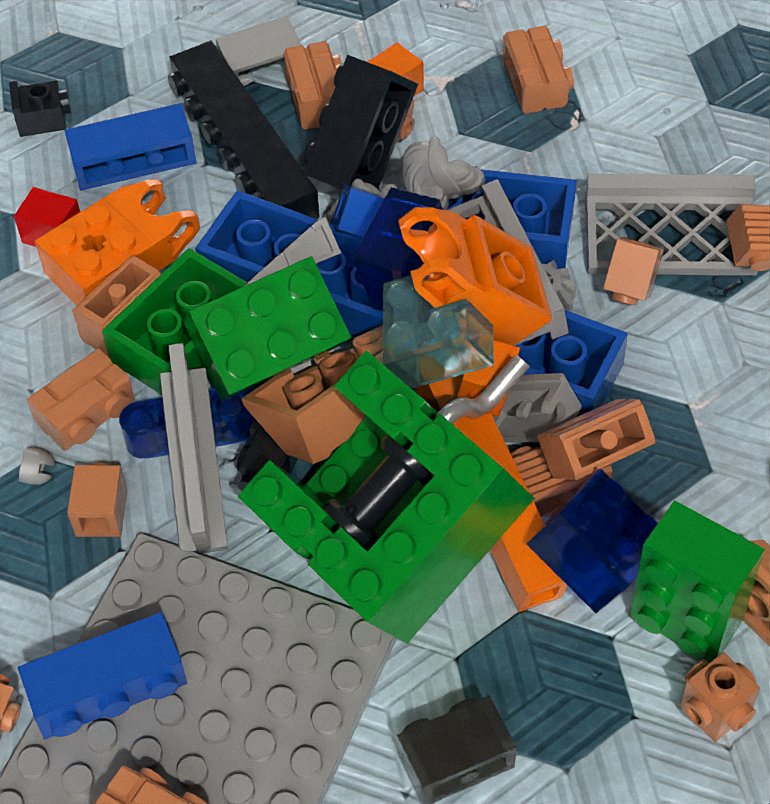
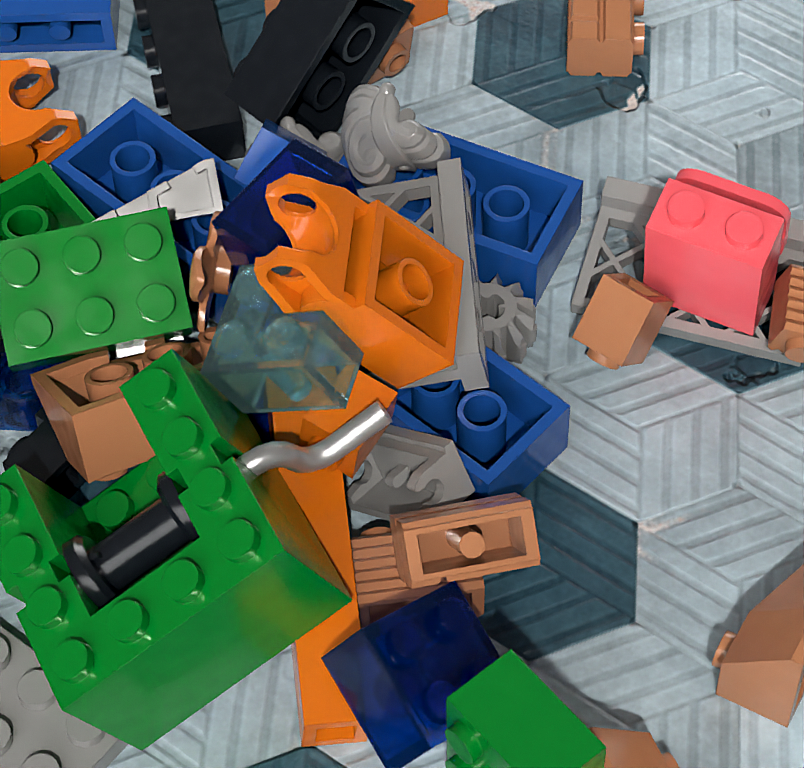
camera: 15 degrees right, 0 degrees up
(349, 294) = (209, 274): none -> nougat plate
(689, 204) = (715, 248): none -> coral brick

